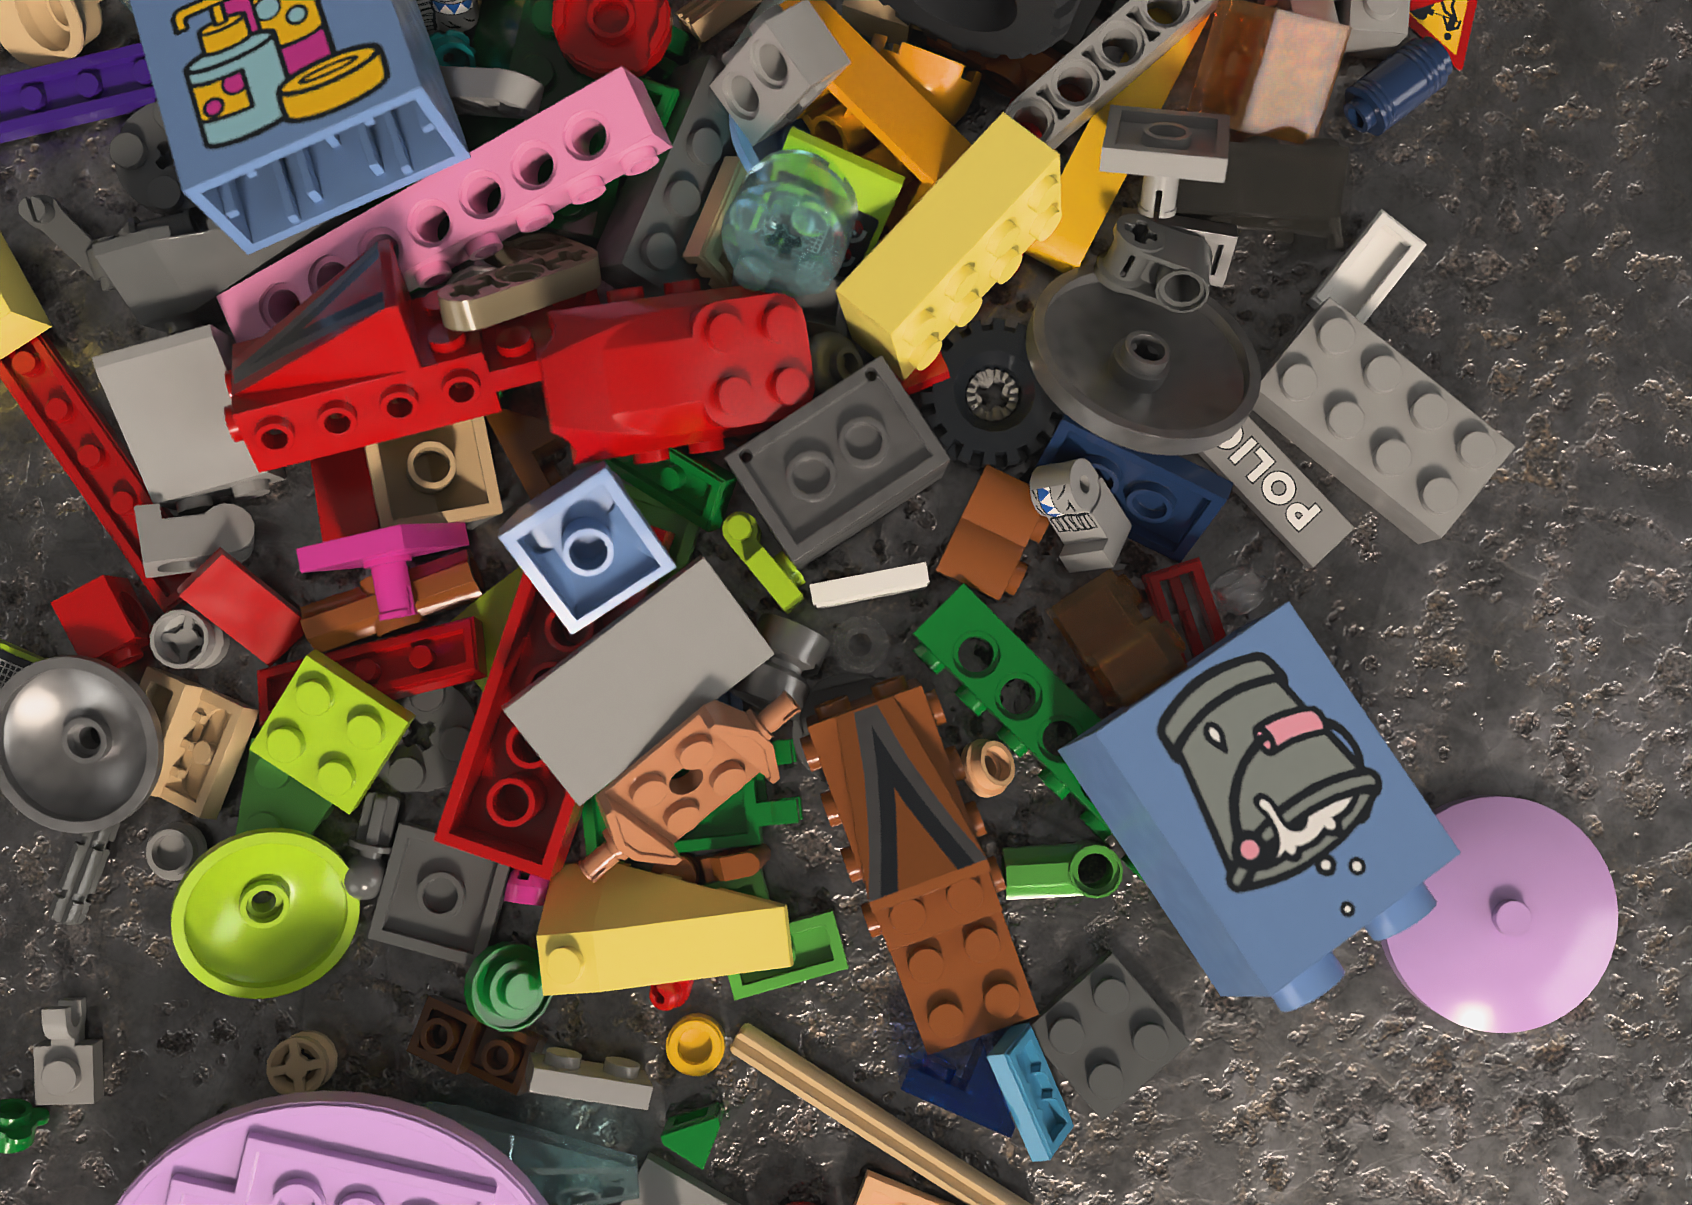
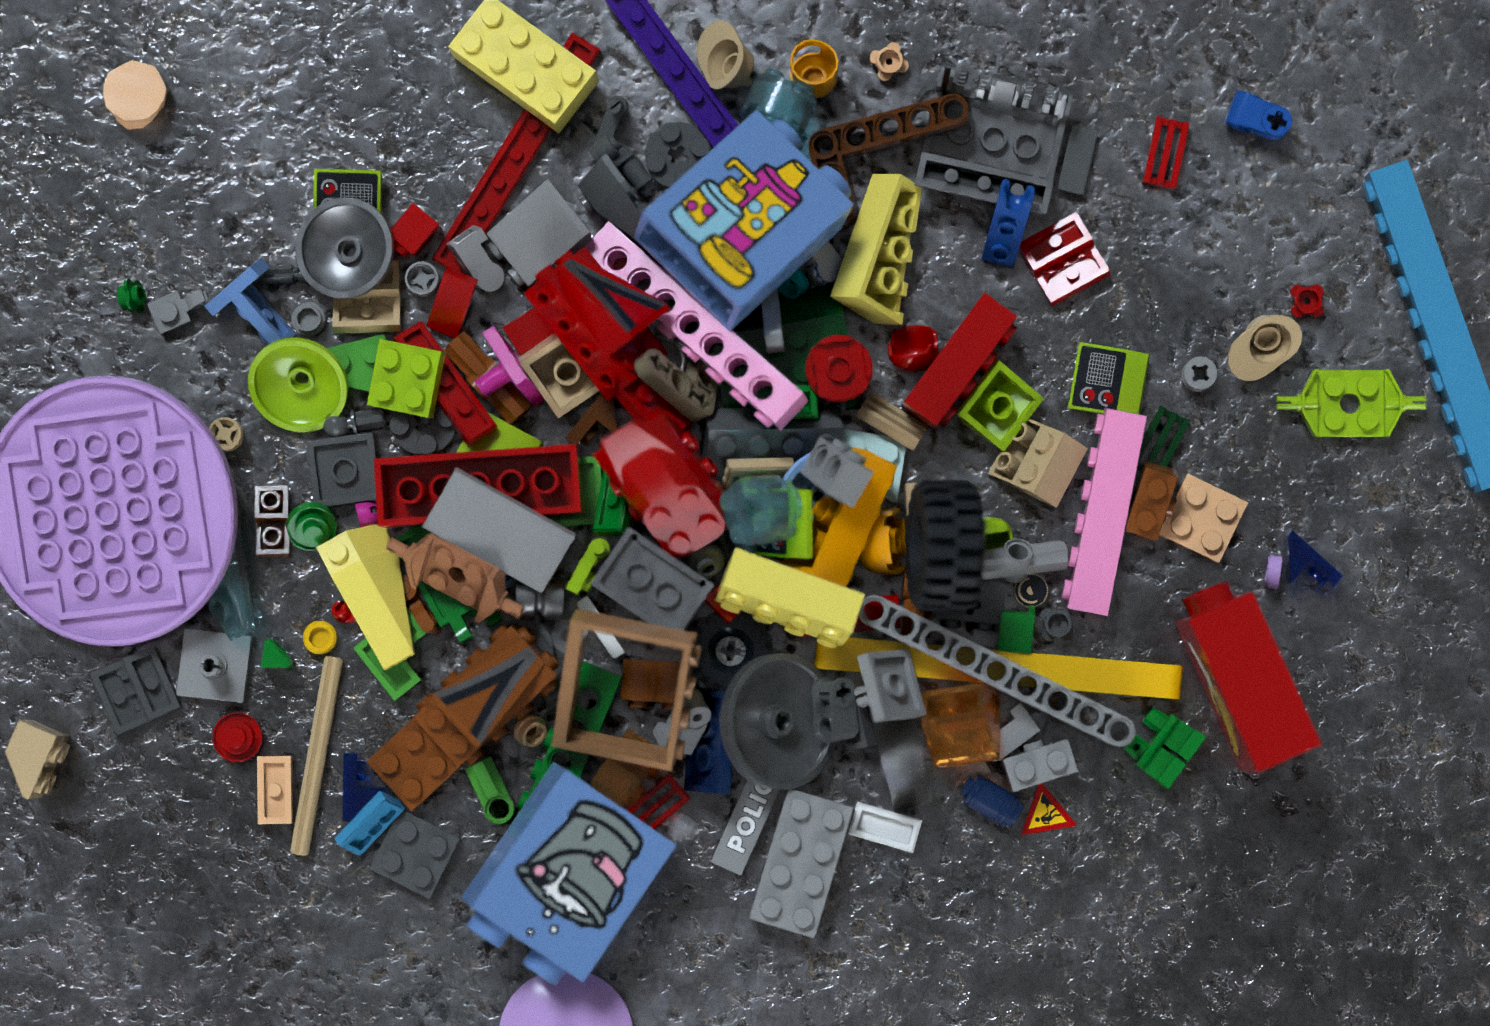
camera: 70 degrees right, 0 degrees up
(75, 945) = (252, 305): none -> medium blue bracket
(567, 1076) = (279, 575): light grey plate -> none
(585, 545) = (555, 475): medium blue slope -> none
(1082, 631) = (611, 746): none -> medium nougat window

